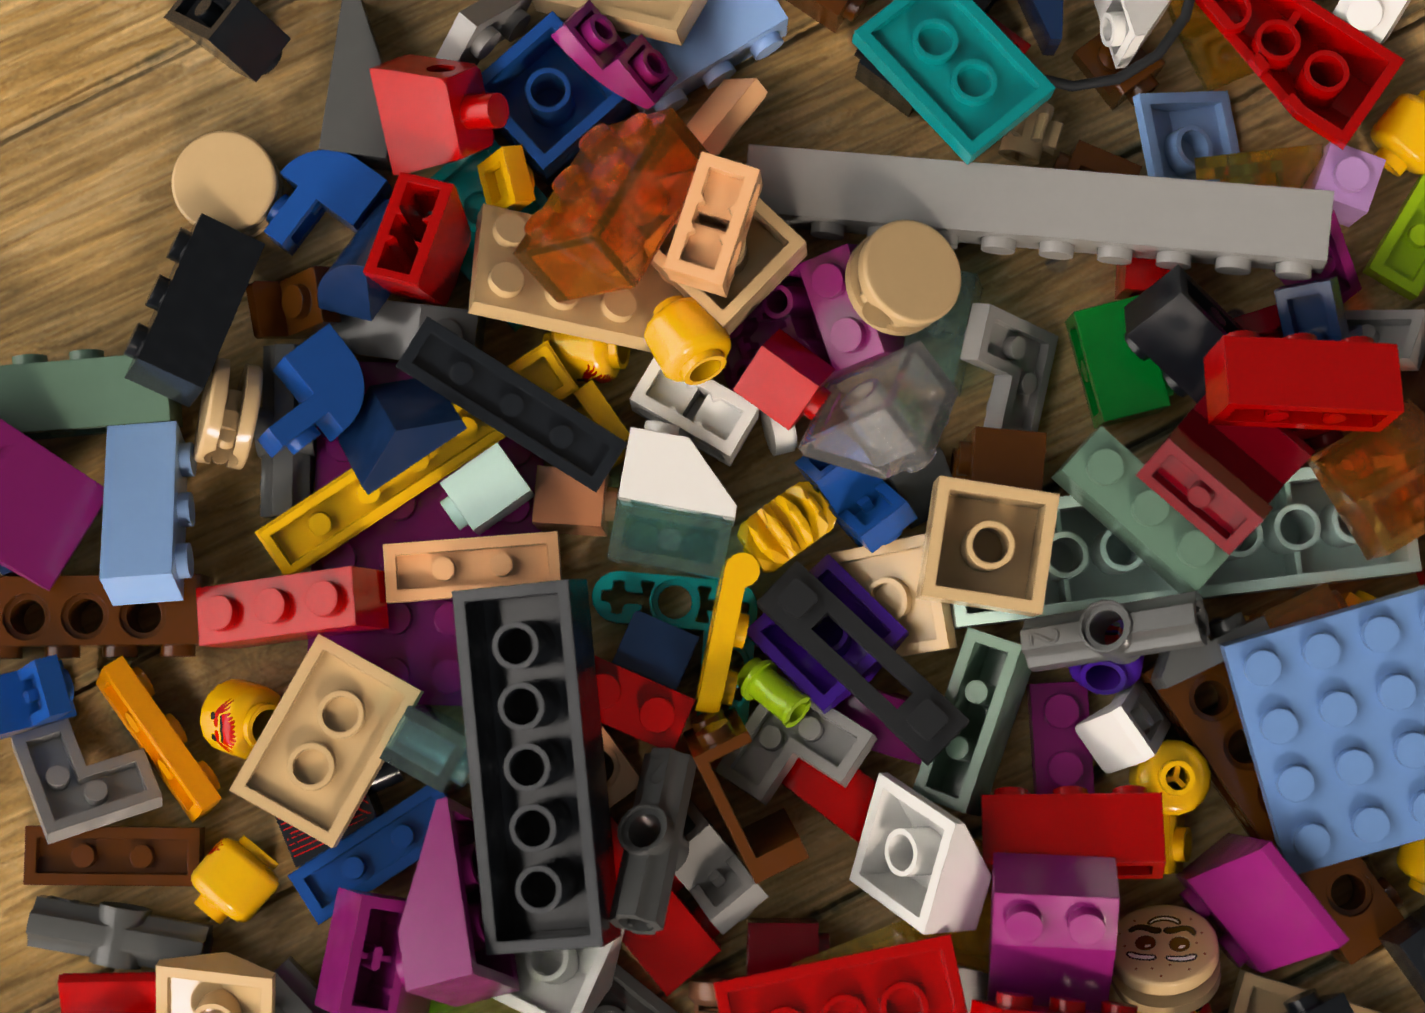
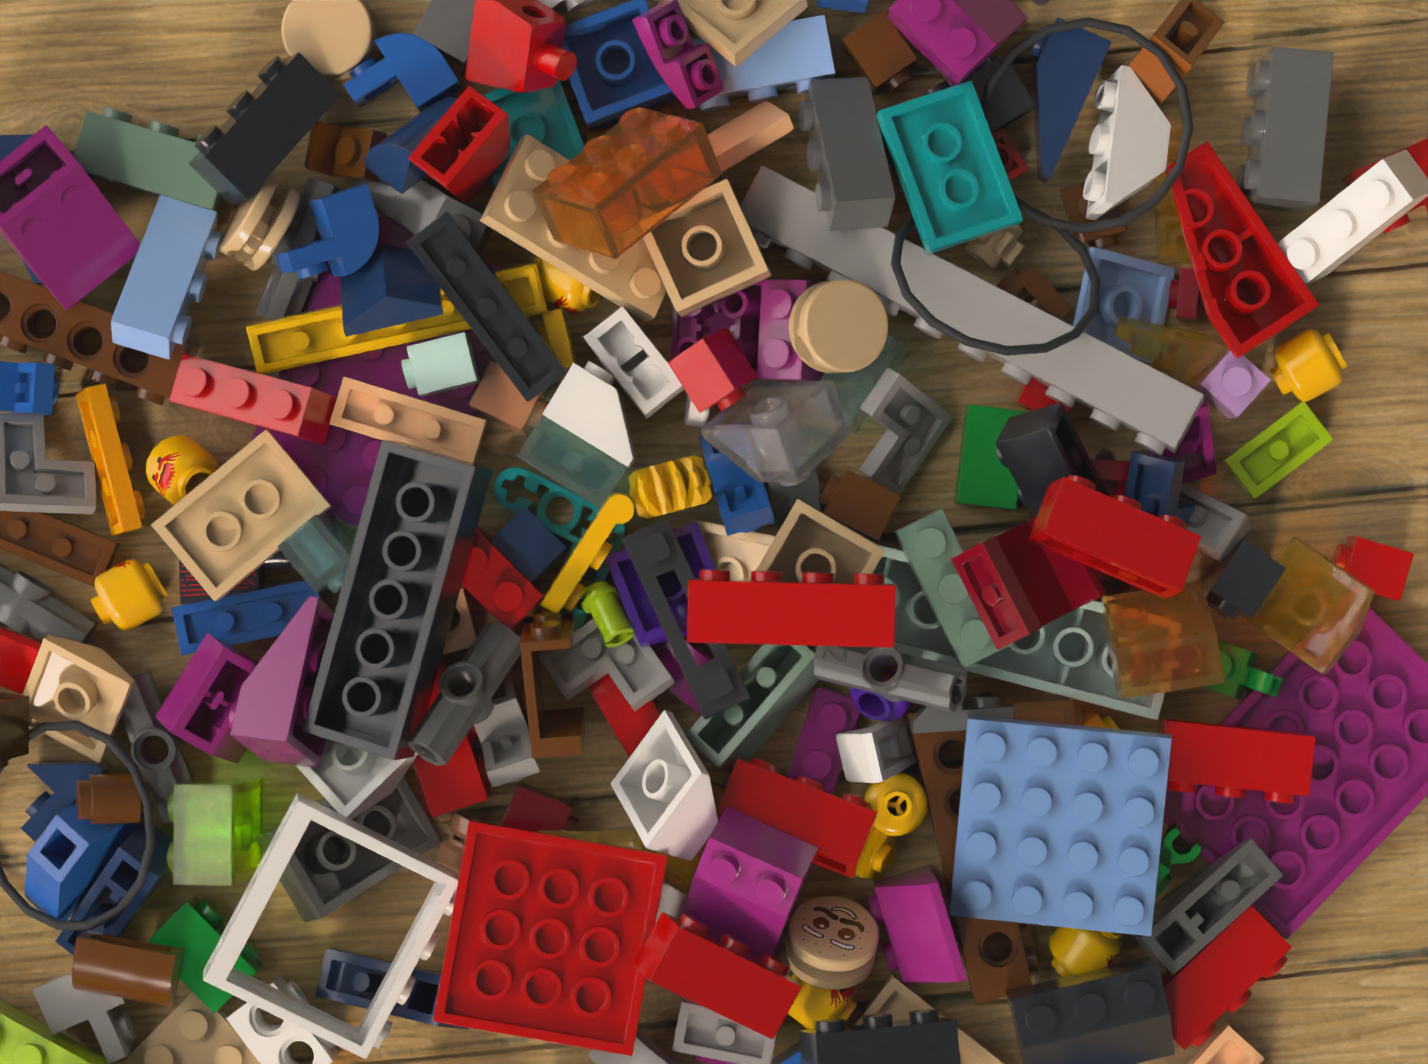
camera: 20 degrees right, 5 degrees up
(507, 179) = (554, 120): yellow plate -> none
(687, 341) = (644, 311): yellow head -> none
(713, 224) = (697, 232): light nougat brick -> none
(837, 95) = (847, 154): none -> dark grey brick
(986, 601) = (791, 611): none -> red brick
(1076, 226) = (986, 345): none -> black piece
(1254, 111) = (1185, 296): none -> dark red plate

